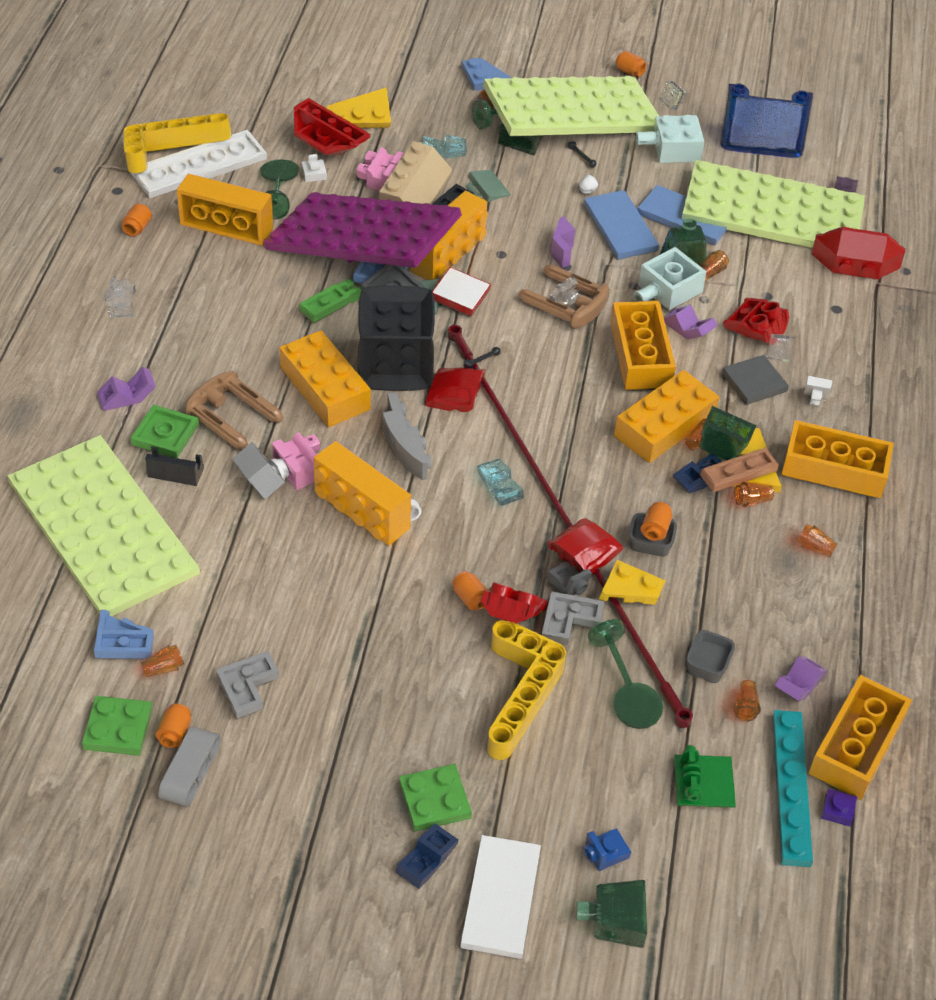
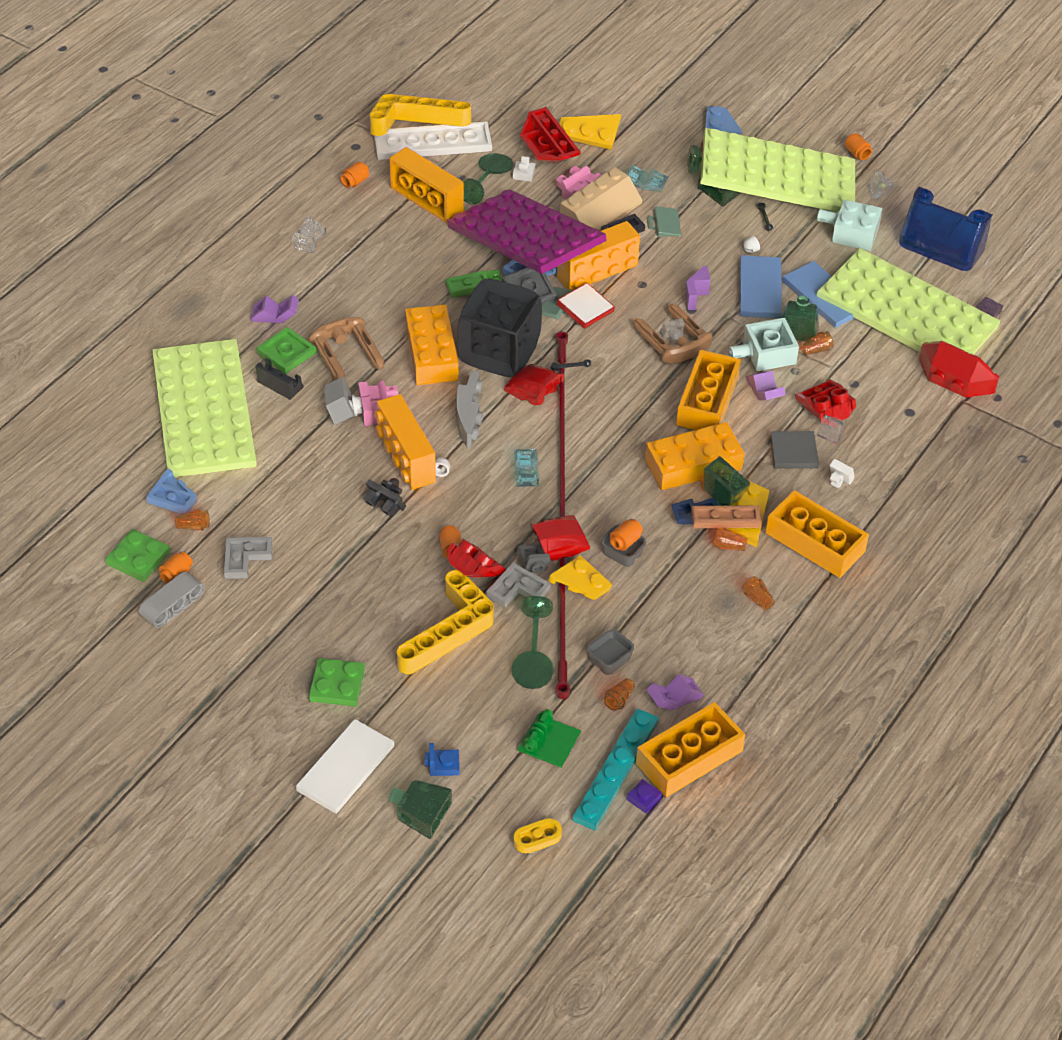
camera: 25 degrees right, 0 degrees up
(369, 557) = (386, 493): none -> black hips
(427, 856) = (311, 719): dark blue slope -> none
(758, 899) = (536, 835): none -> yellow plate

